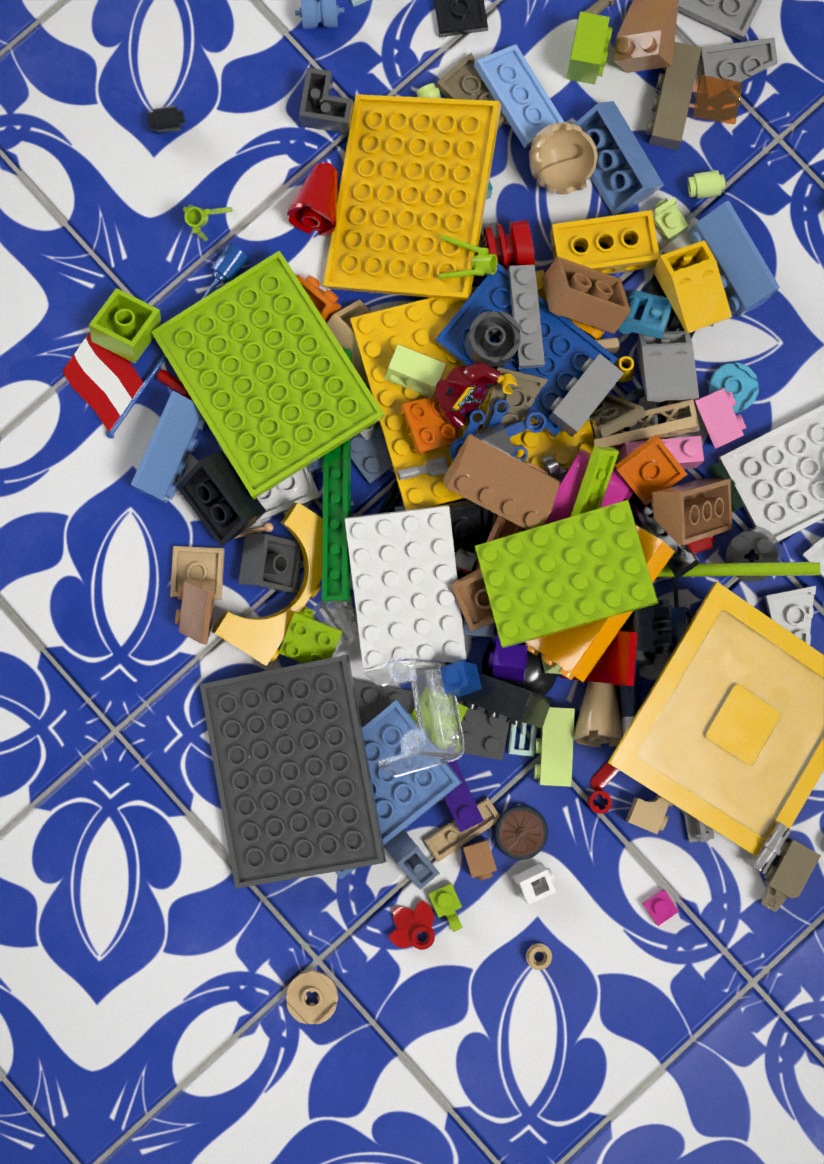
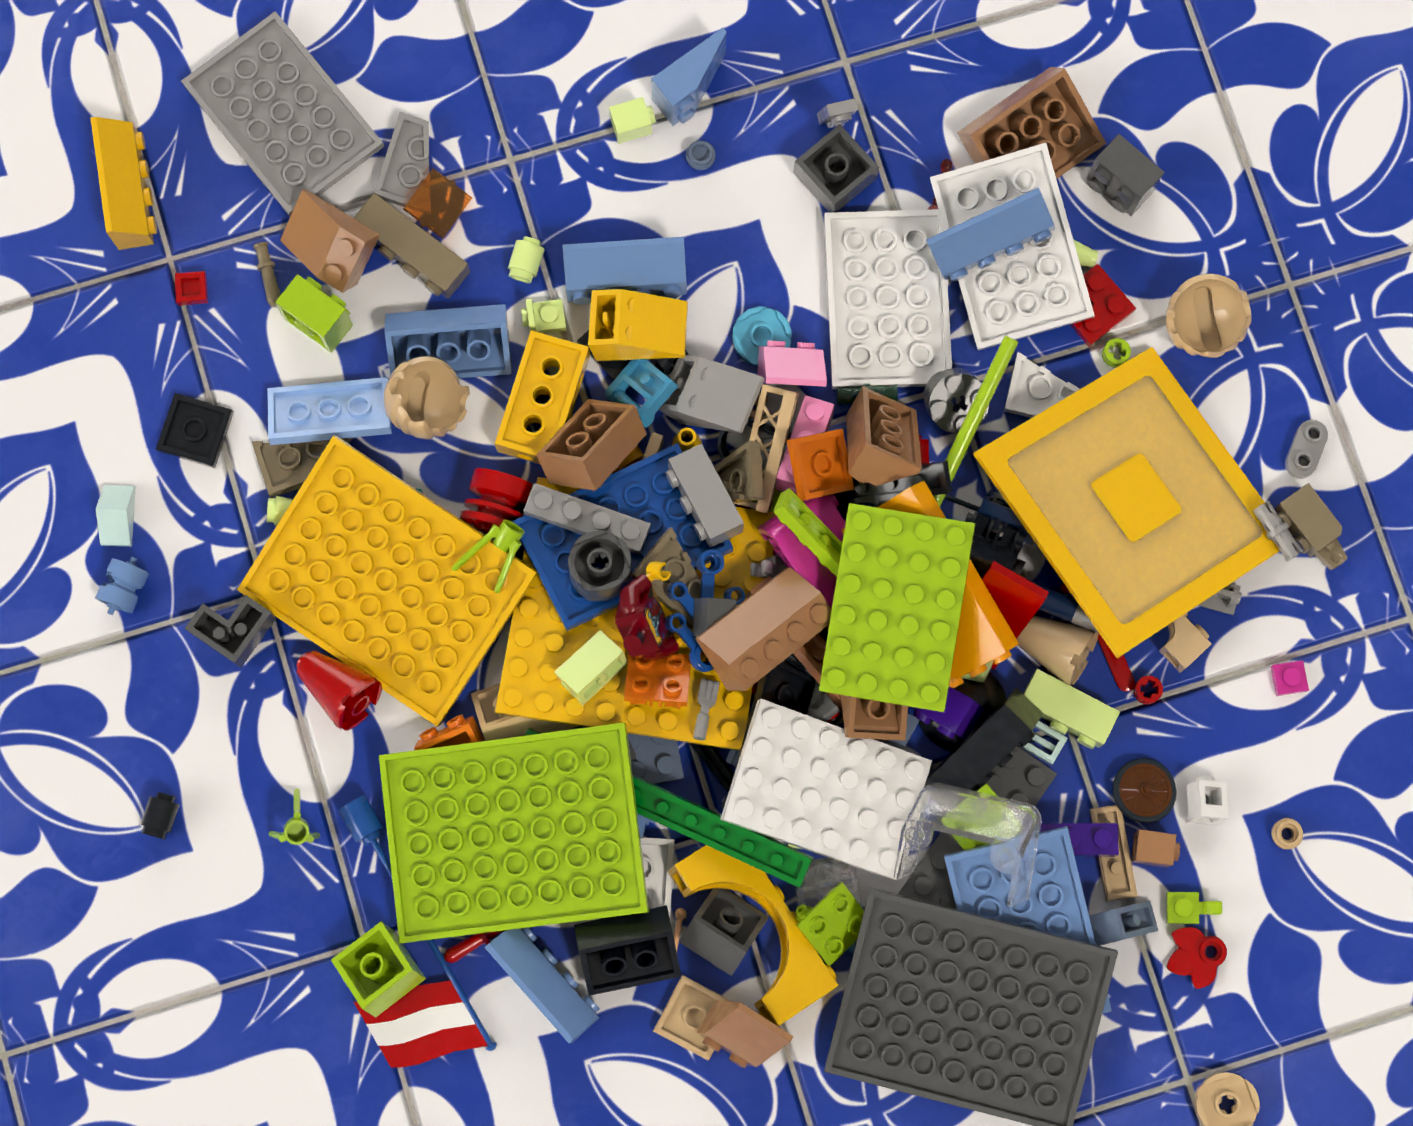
camera: 65 degrees left, 5 degrees down
(460, 678) = (953, 775): blue brick -> none

